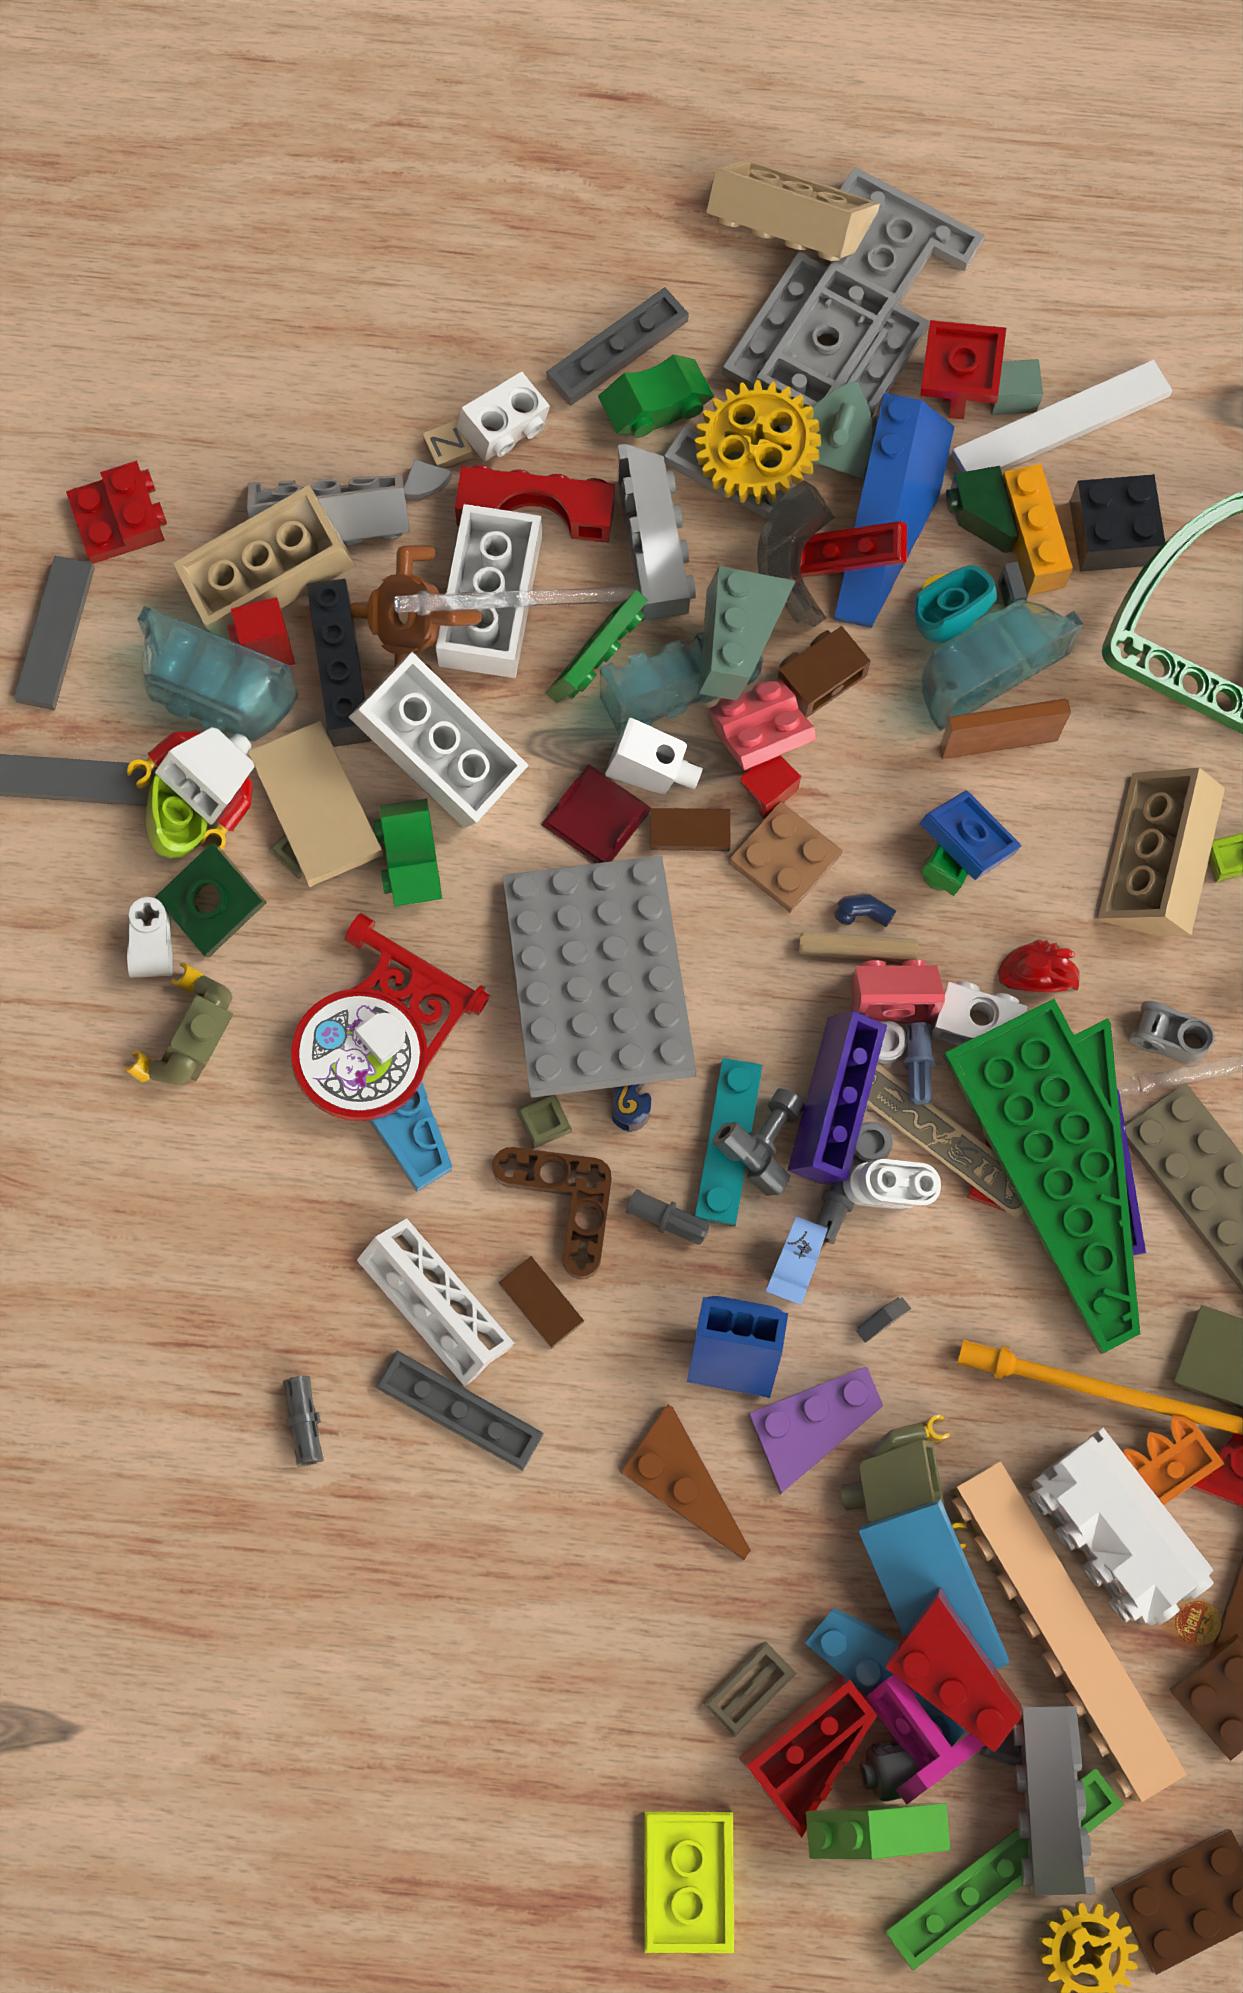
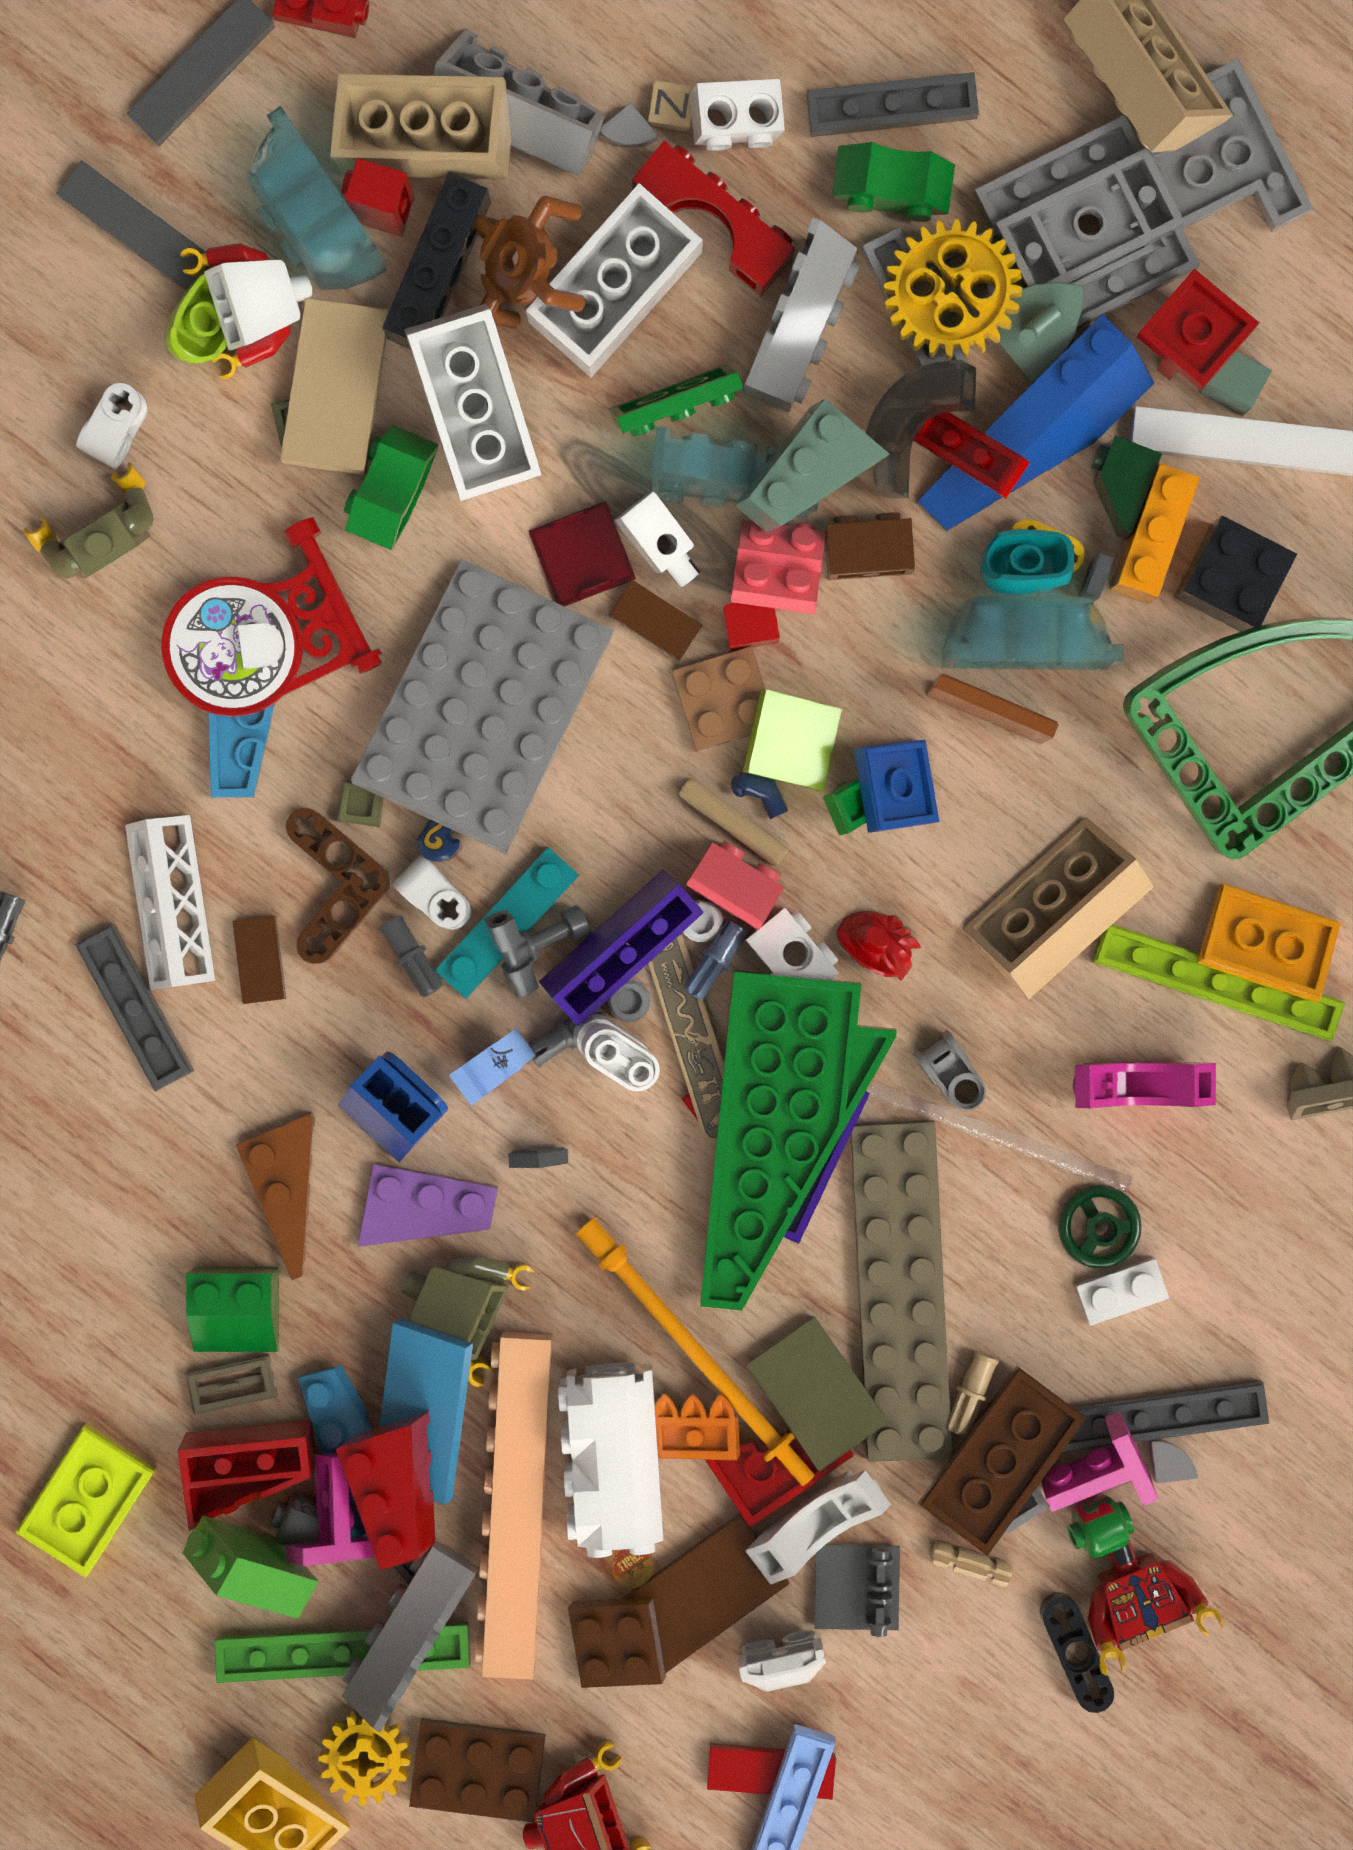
camera: 40 degrees right, 15 degrees up
(236, 899) = (212, 432): dark green piece -> none
(424, 603) = (531, 268): clear bar -> none
(648, 1154) = (428, 890): none -> white piece
(712, 1618) = (233, 1309): none -> green slope
(862, 852) = (792, 740): none -> tile

